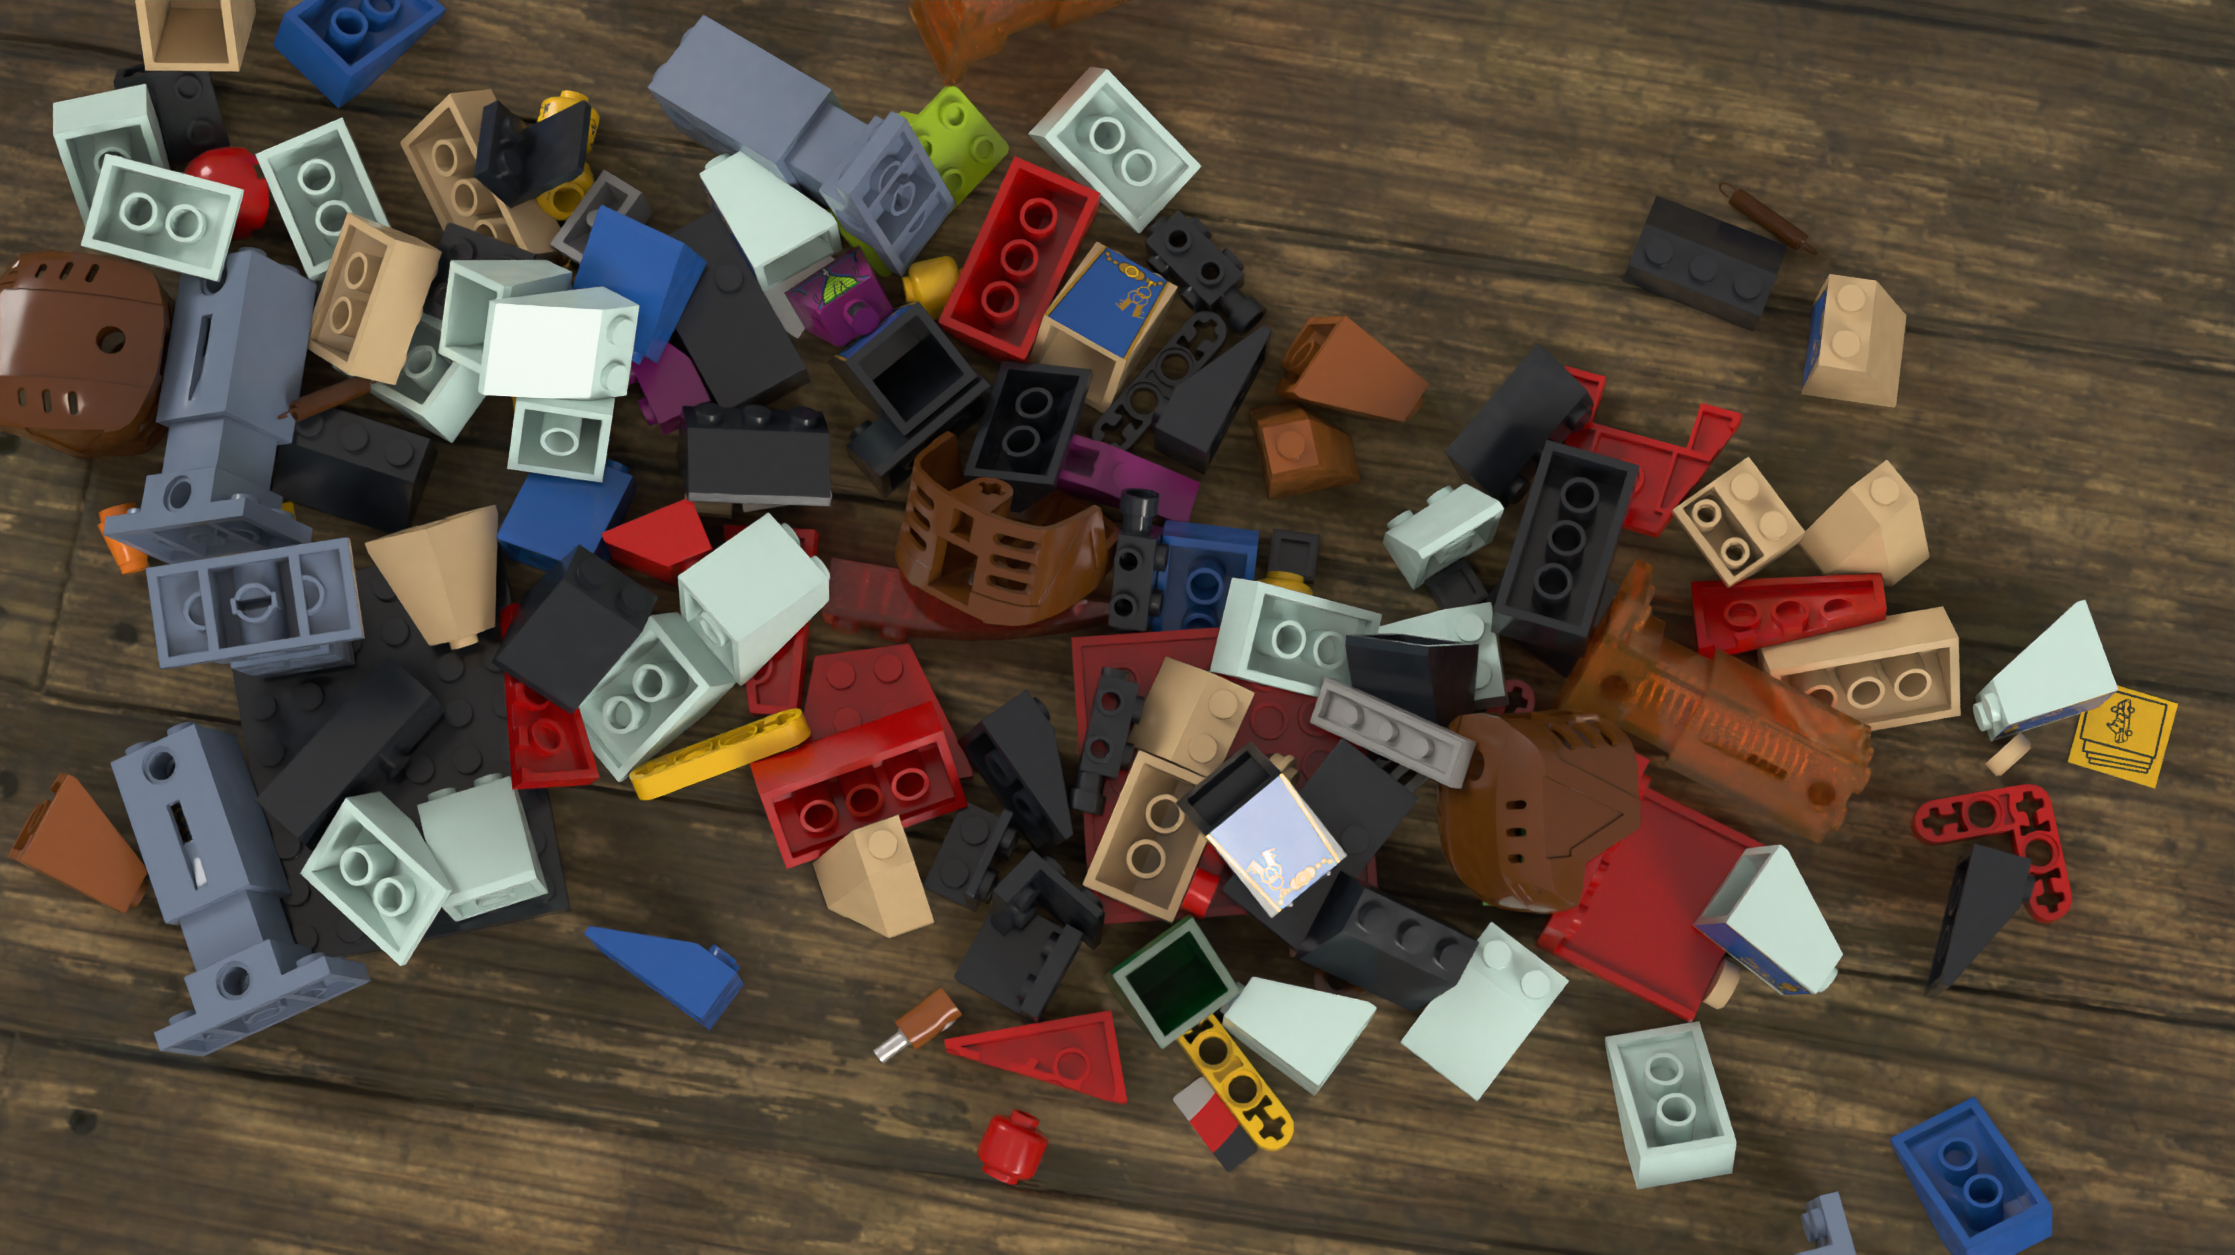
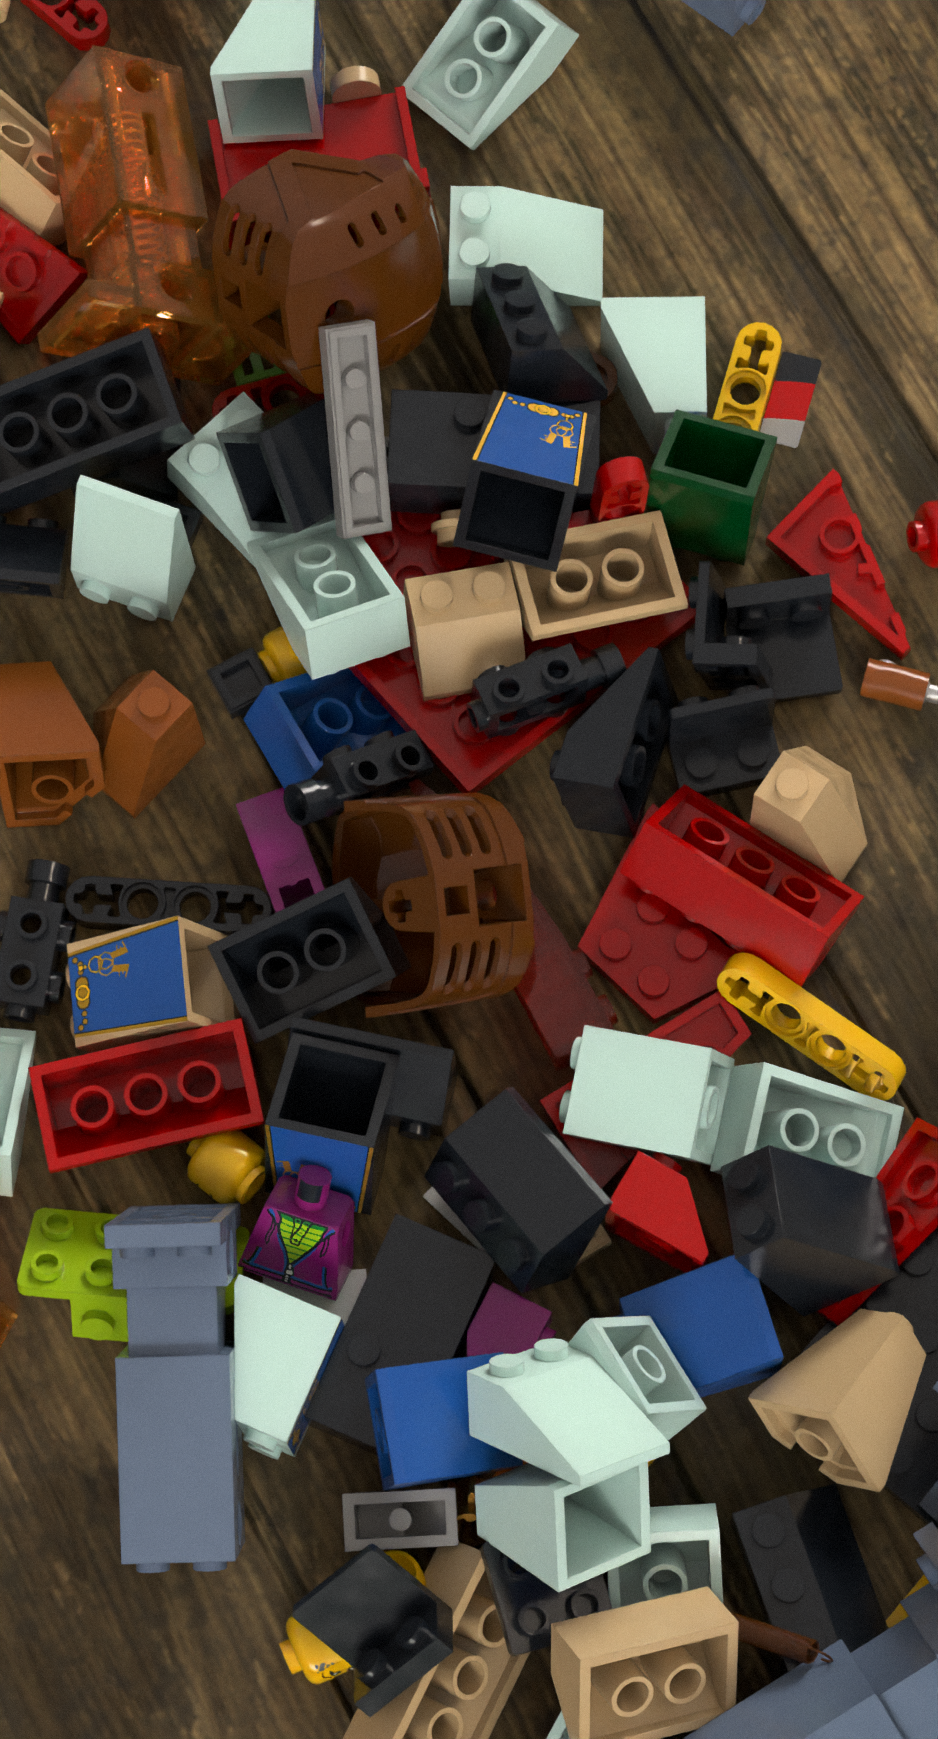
camera: 120 degrees left, 5 degrees down
(1204, 405) = (158, 832): black slope -> none

